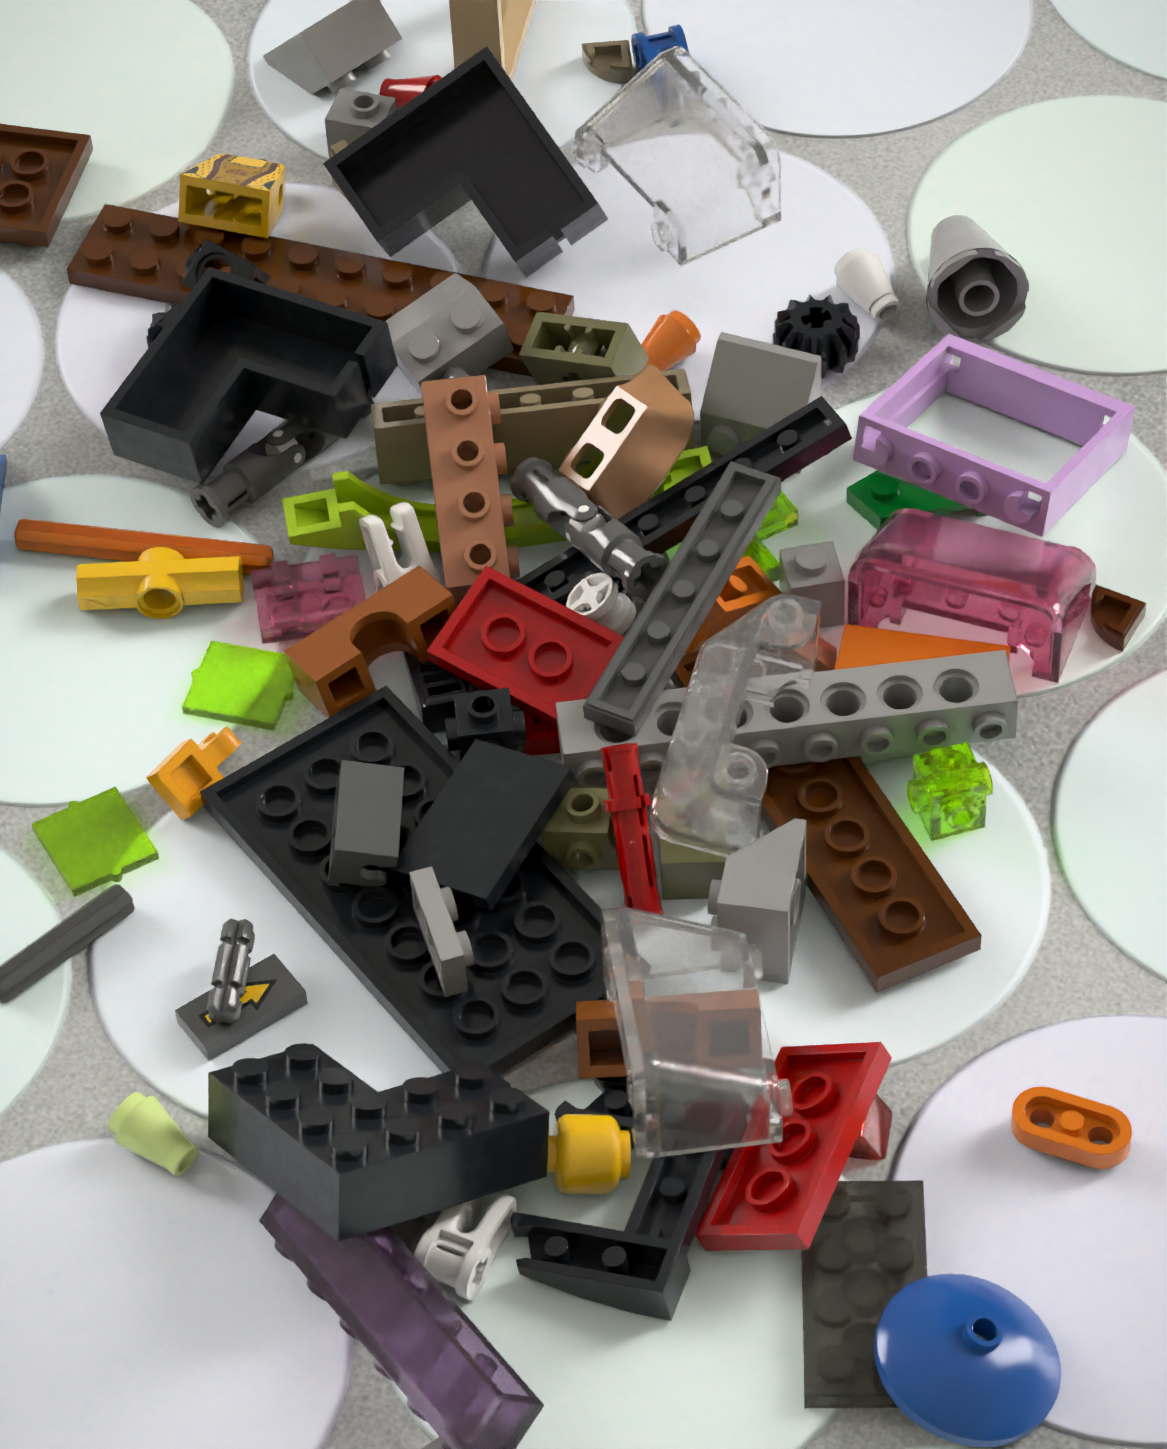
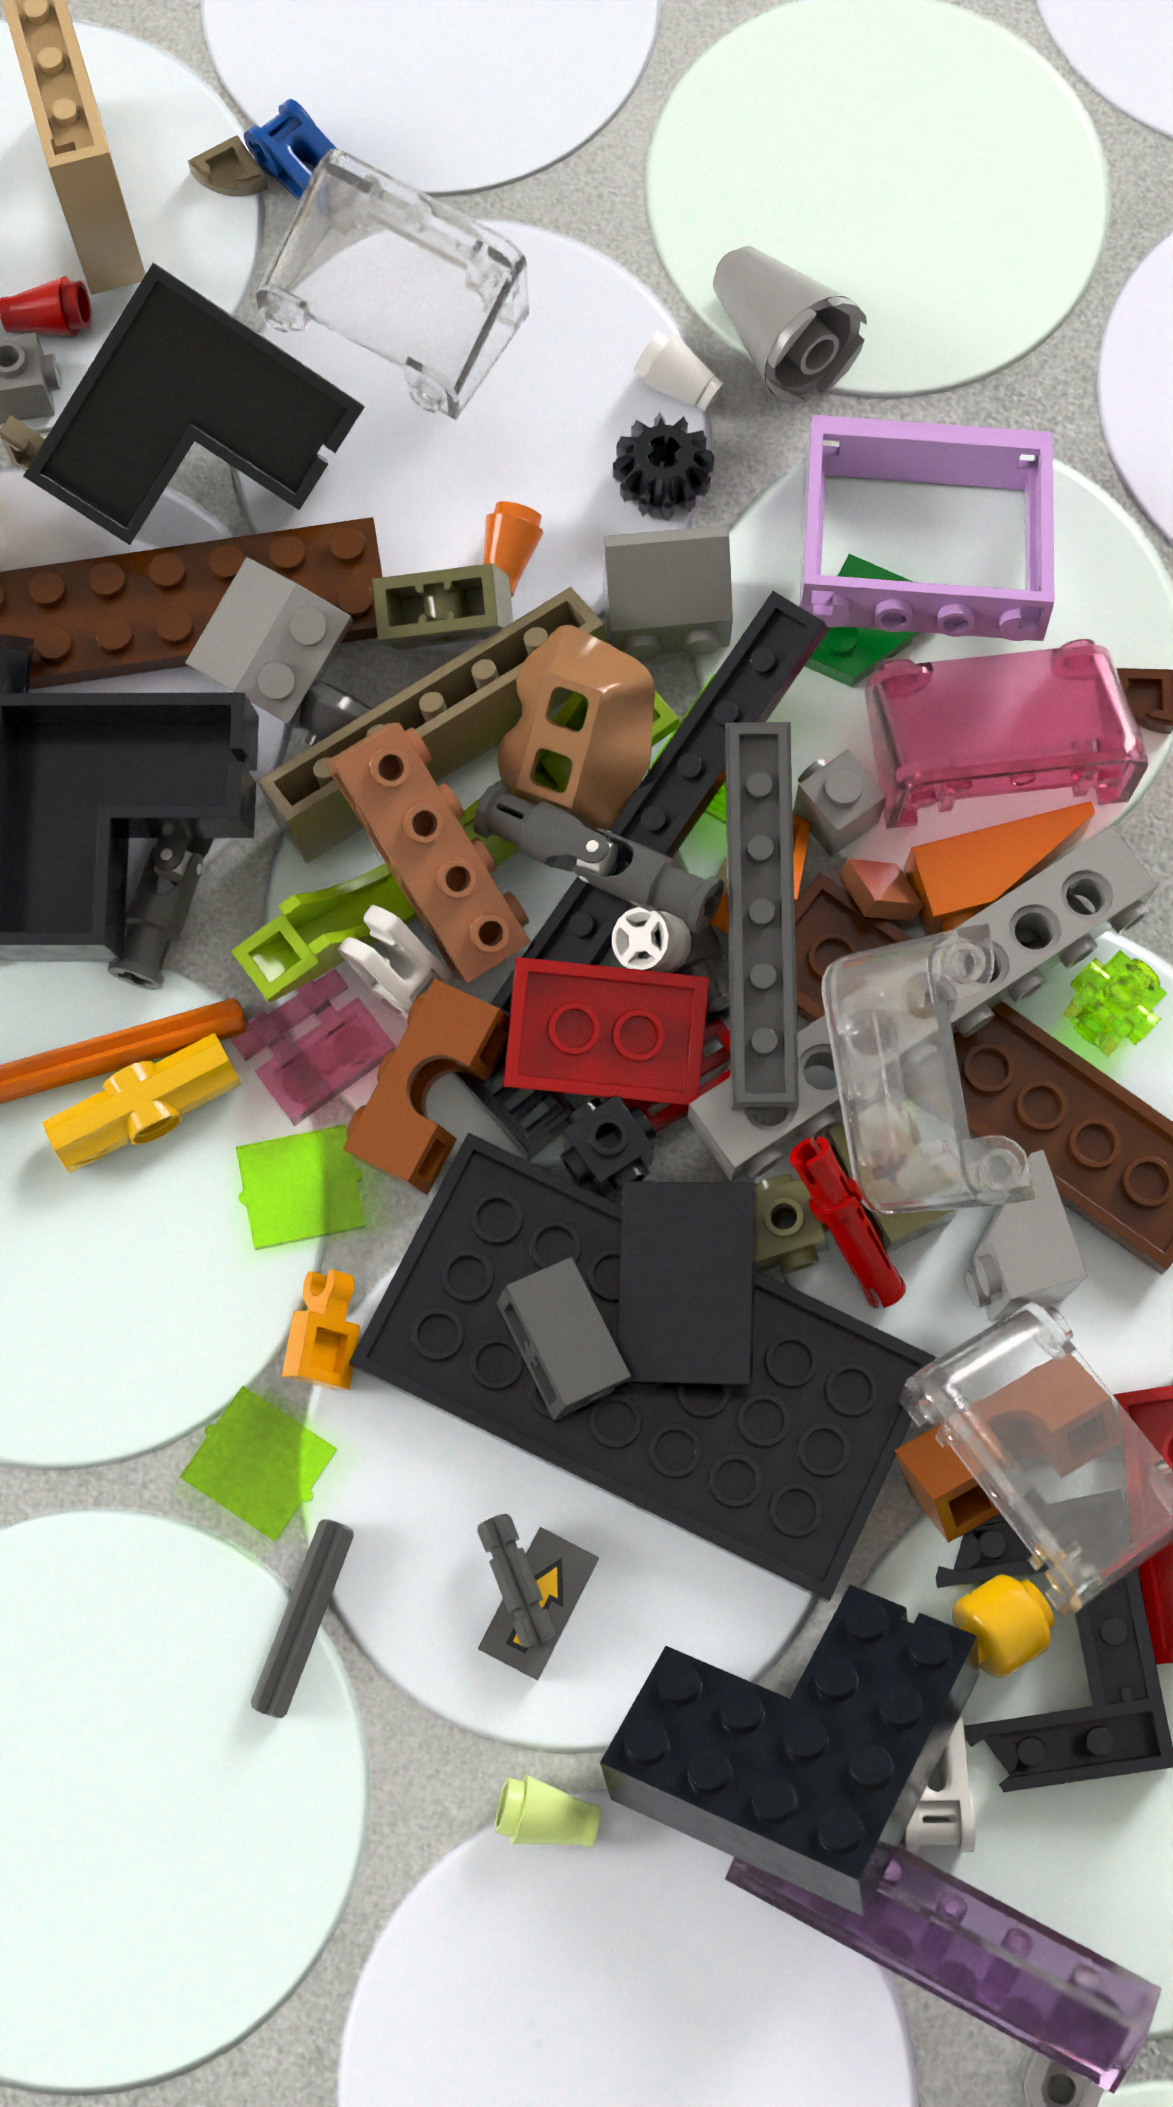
camera: 30 degrees left, 25 degrees up
(435, 913) = (740, 1459): light grey plate -> none

